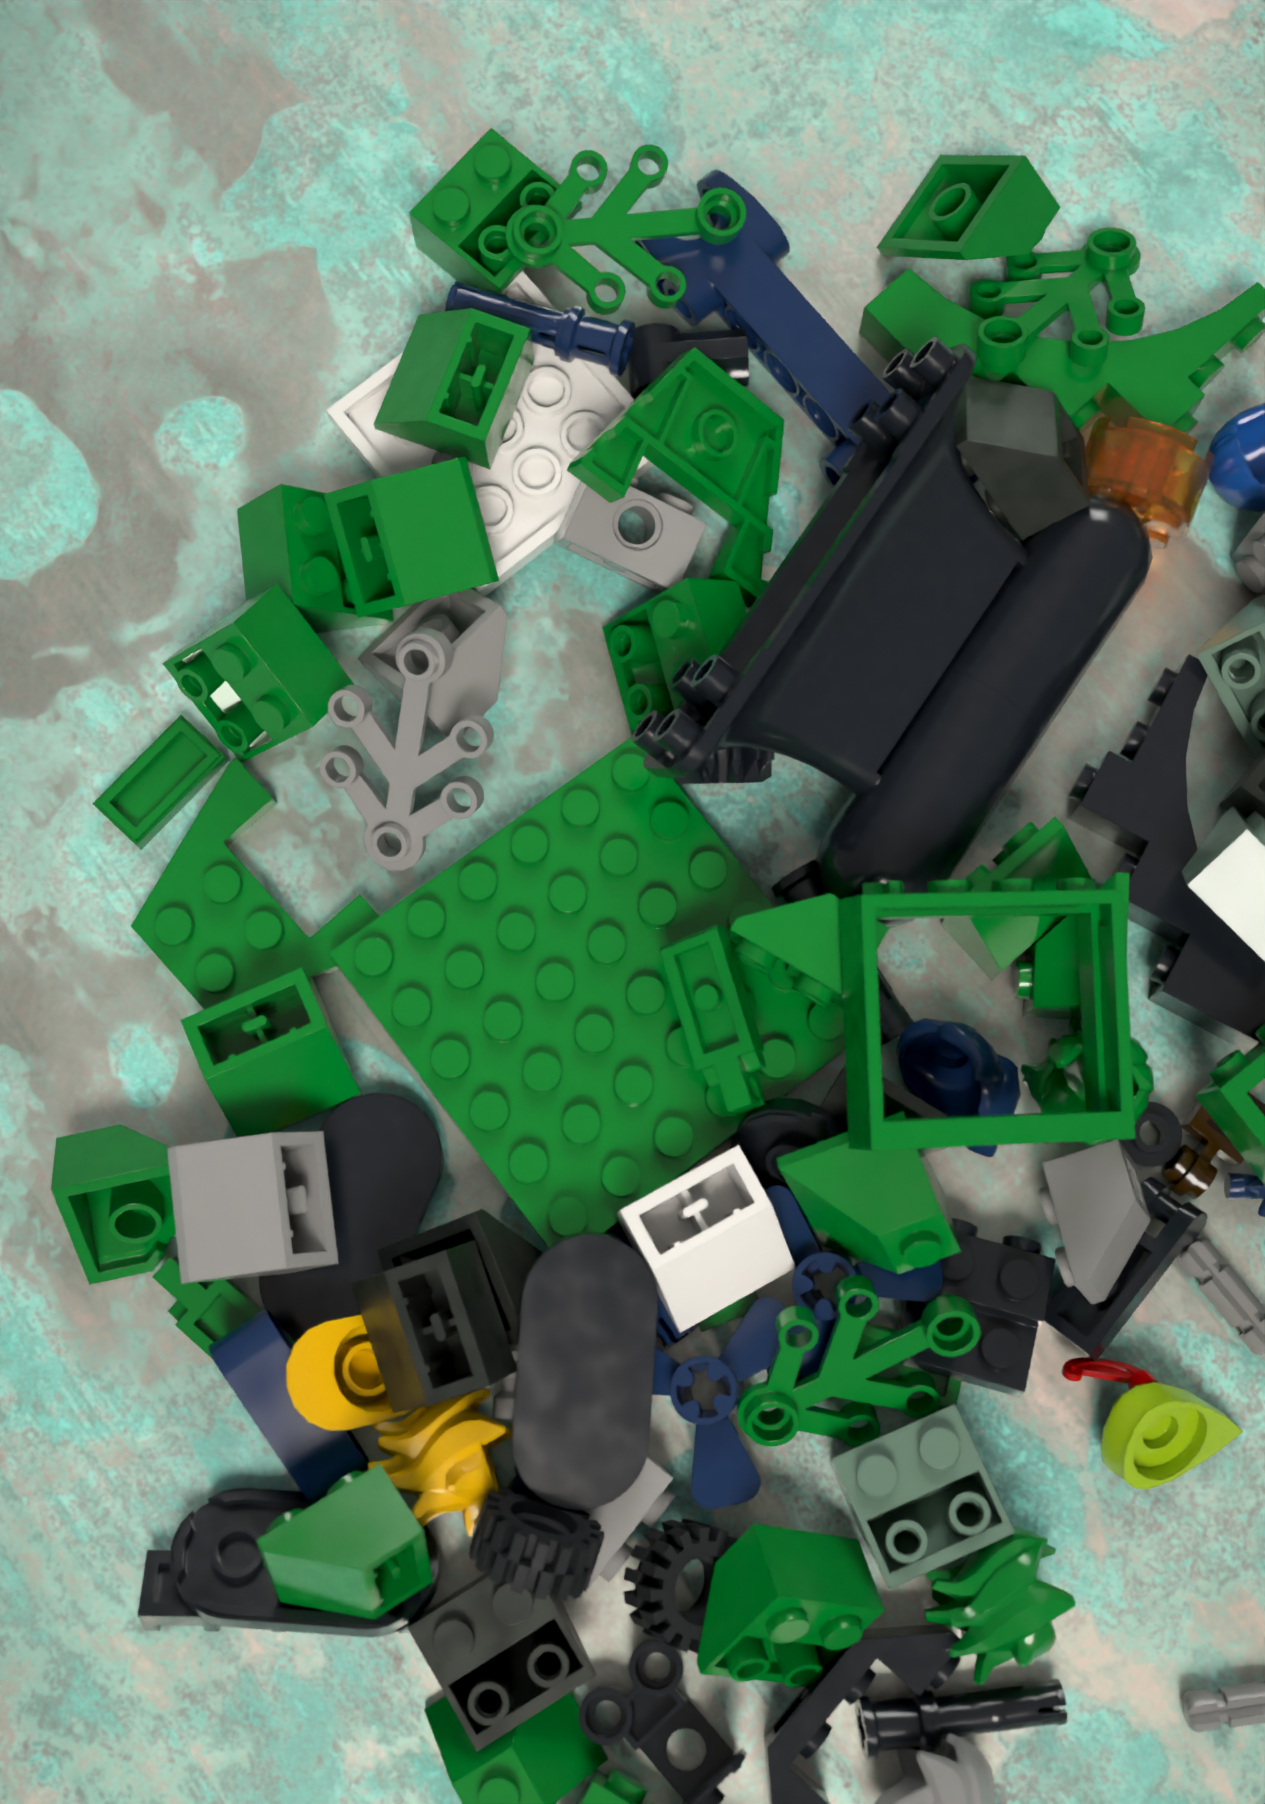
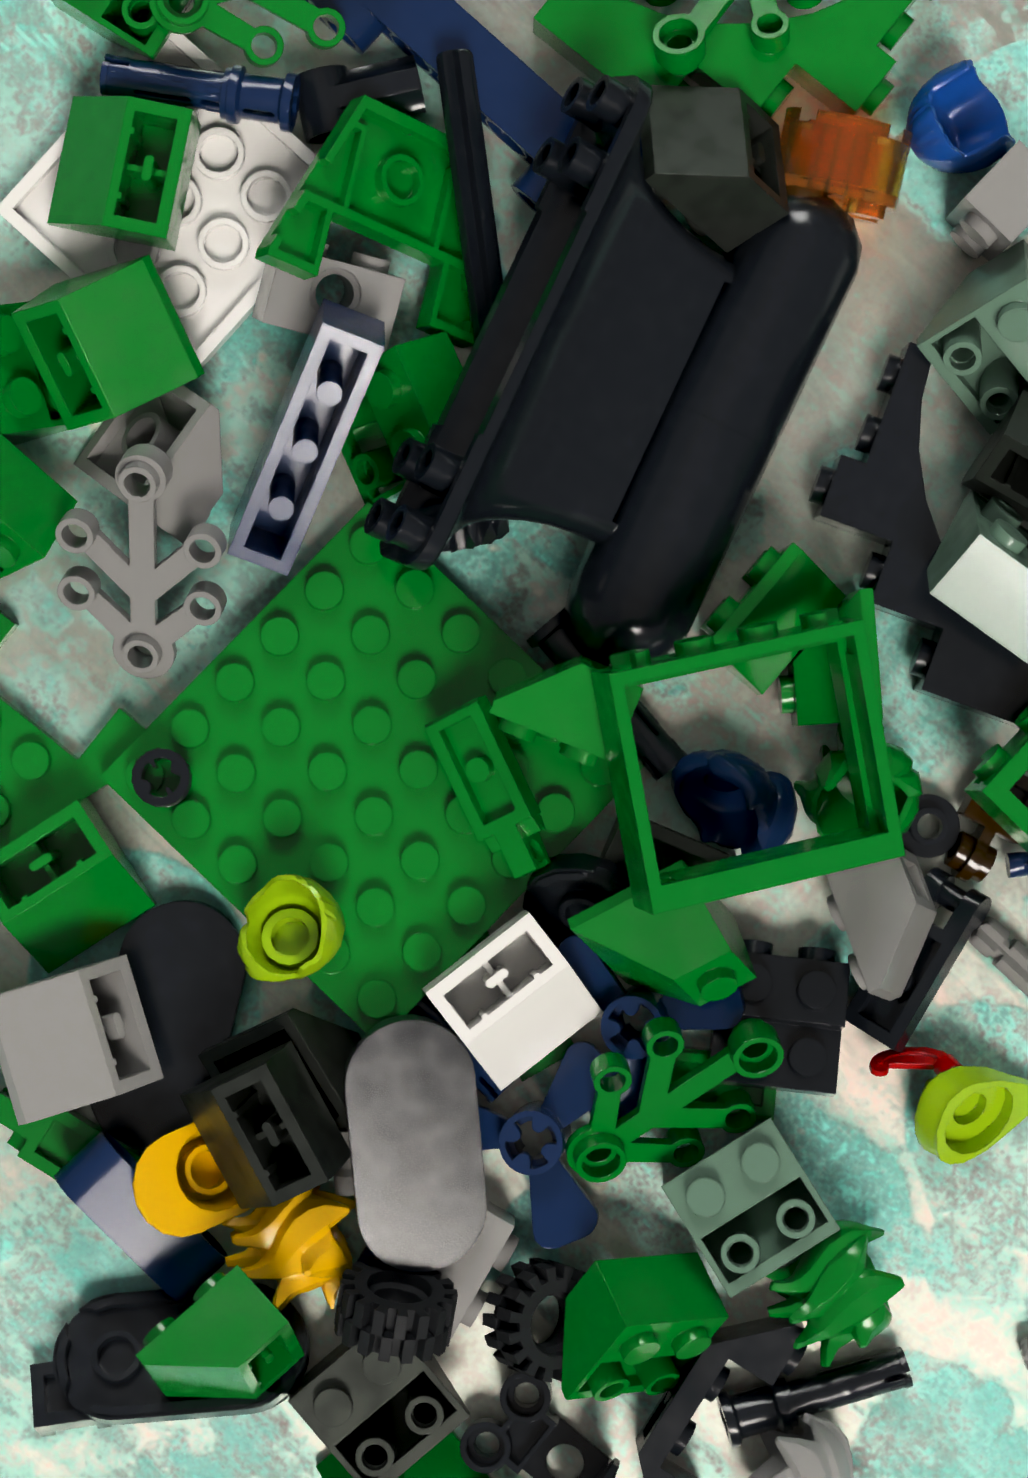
camera: 10 degrees left, 10 degrees up
(371, 966) = (145, 789): none -> black bush
(492, 1125) = (290, 929): none -> lime hair
(587, 652) = (306, 436): none -> brick
(782, 442) = (470, 181): none -> black axle

